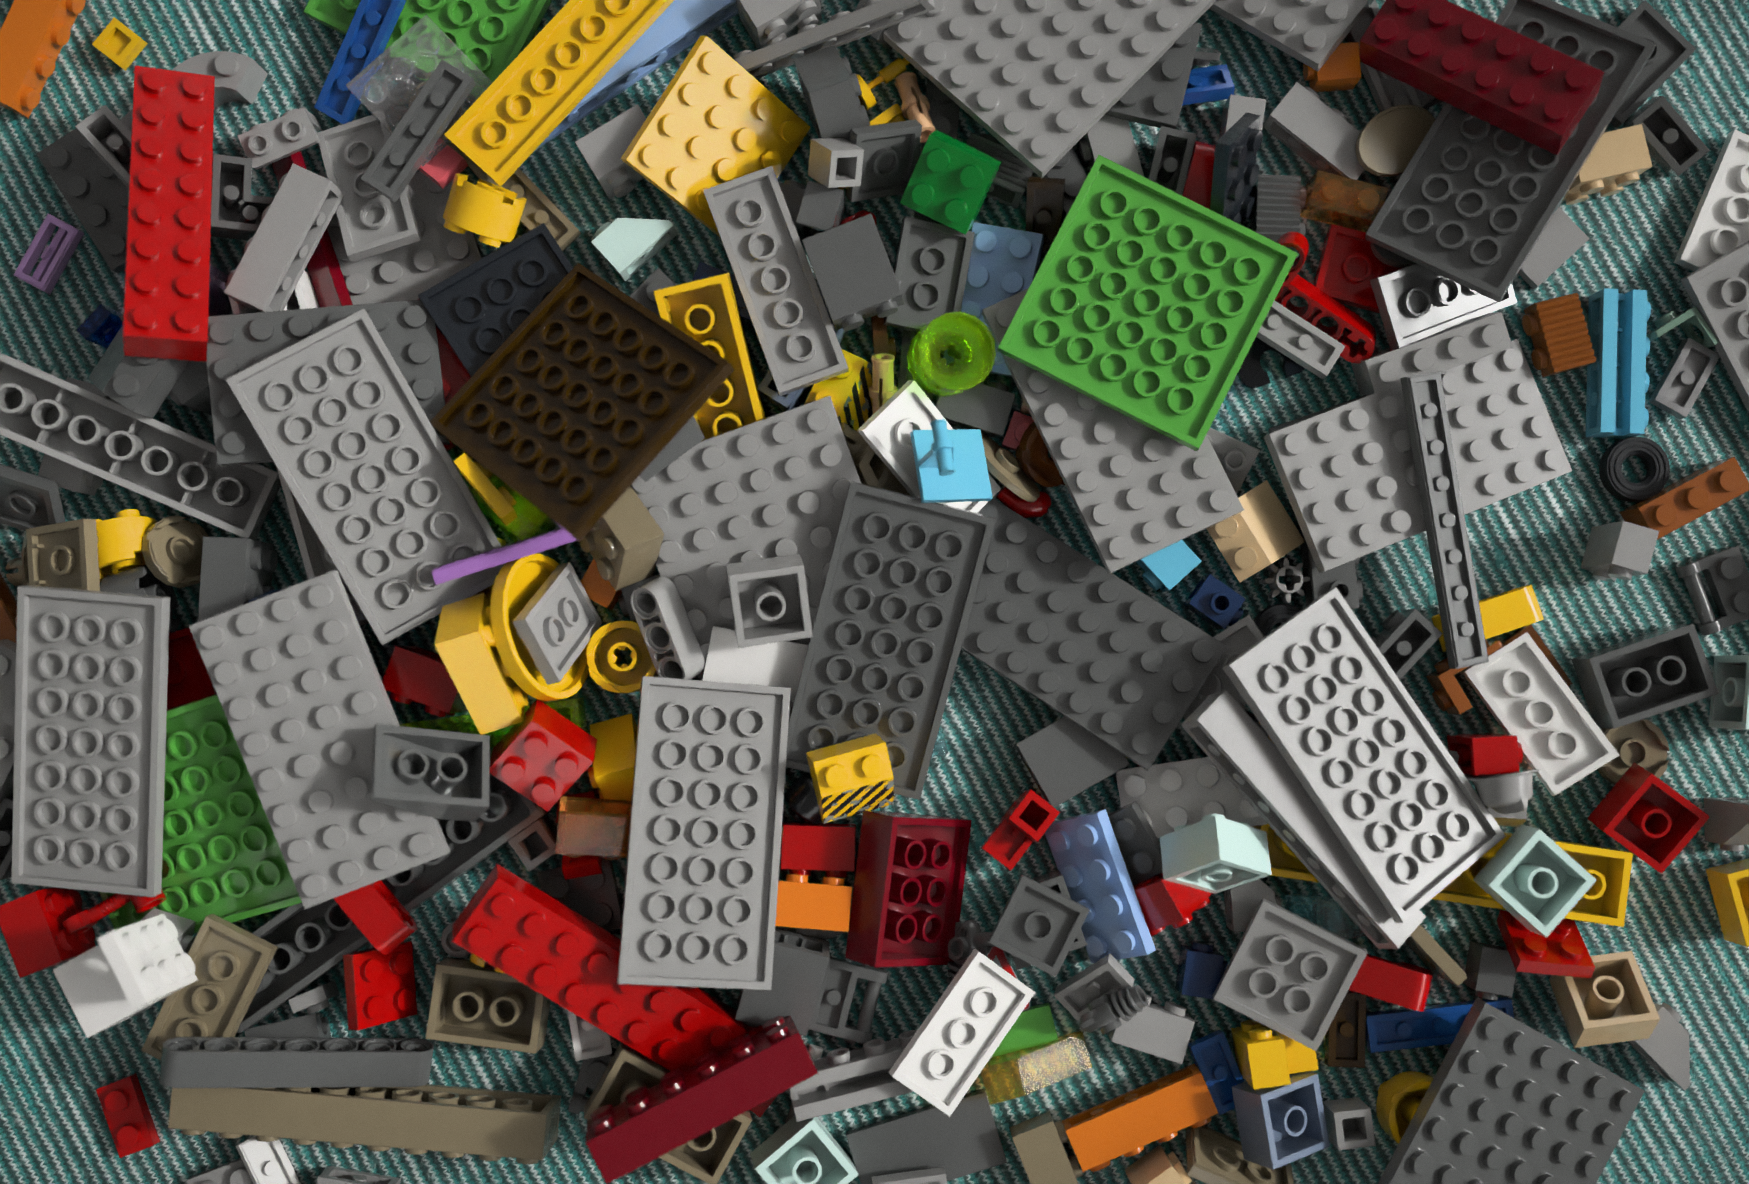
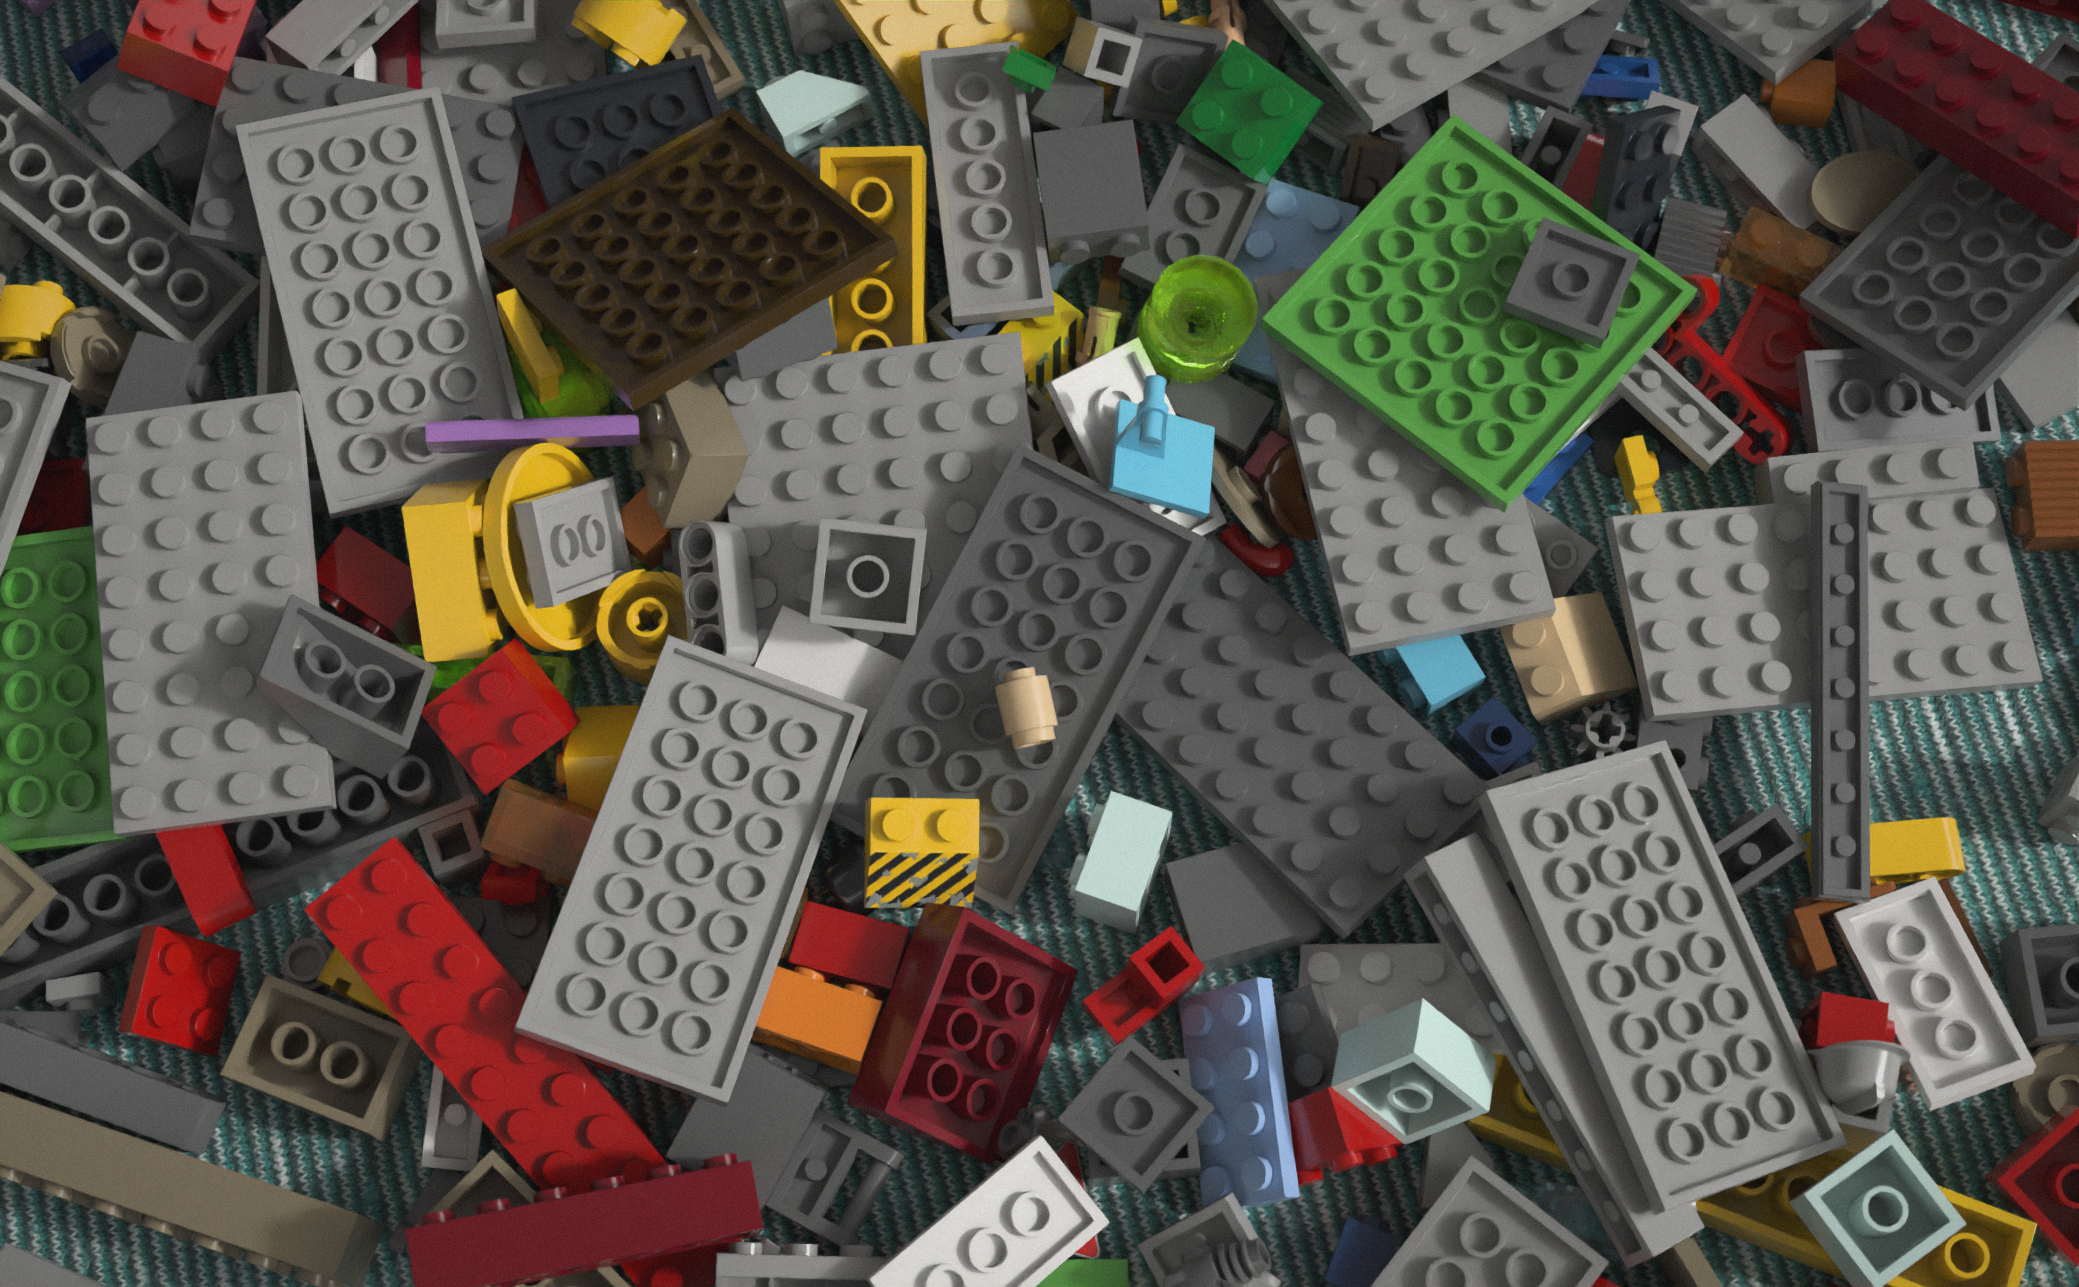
camera: 10 degrees right, 15 degrees down
(786, 190) = (1027, 70): none -> green plate
(901, 668) = (1026, 708): none -> tan brick
(986, 750) = (1122, 861): none -> light aqua brick
(1211, 272) = (1571, 282): none -> dark grey plate
(1275, 386) = (1638, 474): none -> yellow plate

